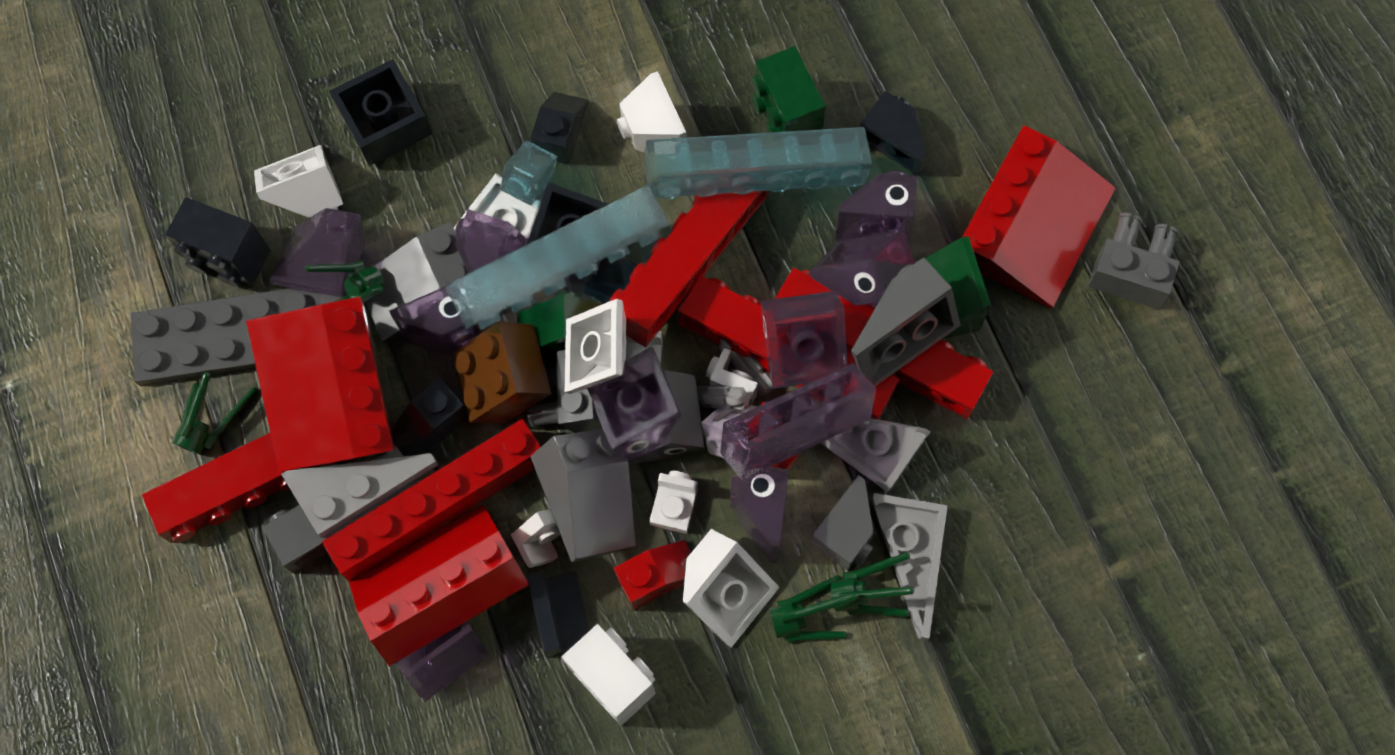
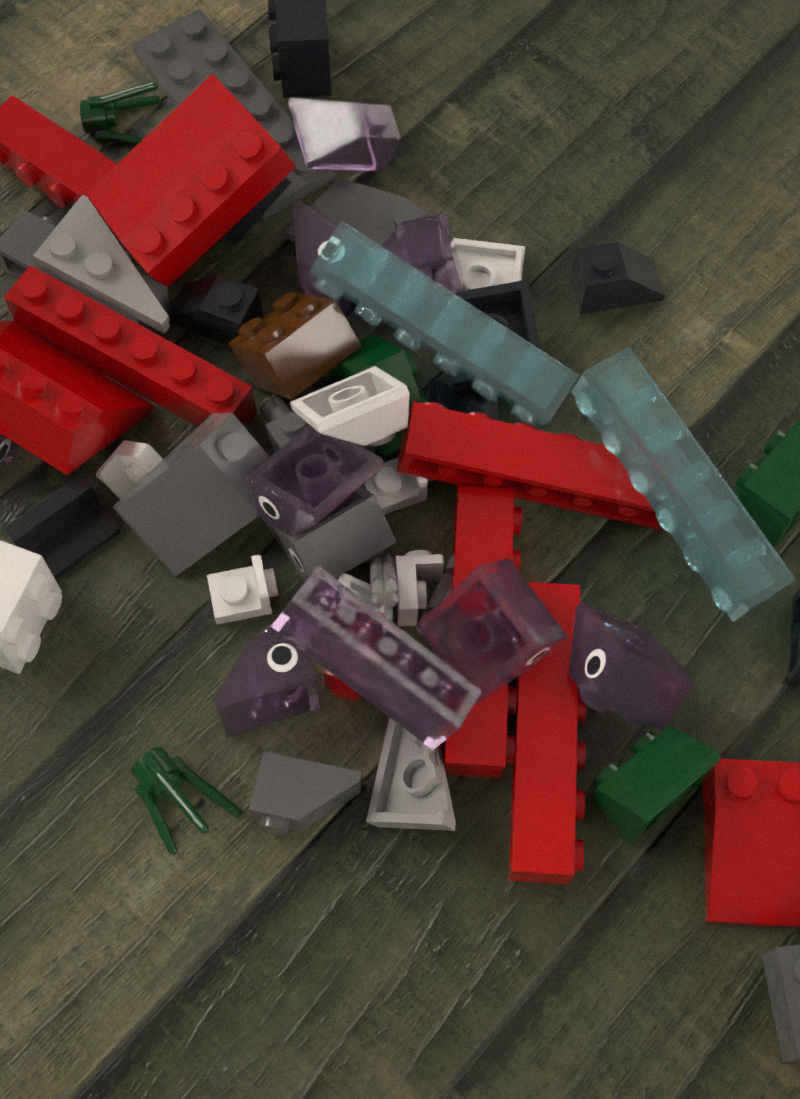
camera: 60 degrees right, 5 degrees down
(299, 183) = (409, 80): white slope -> none
(361, 282) = (325, 175): dark green plant -> none
(381, 112) = (525, 108): black brick -> none
(528, 172) = (546, 268): clear light blue brick -> none
(649, 114) = (679, 354): white slope -> none
(653, 573) = (149, 607): red slope -> none
(725, 586) = (163, 686): white slope -> none
(851, 584) = (223, 840): dark green plant -> none
(878, 207) = (708, 645): clear purple slope -> none
(907, 321) = (562, 727): dark grey slope -> none
(919, 530) = (320, 880): light grey wing -> none

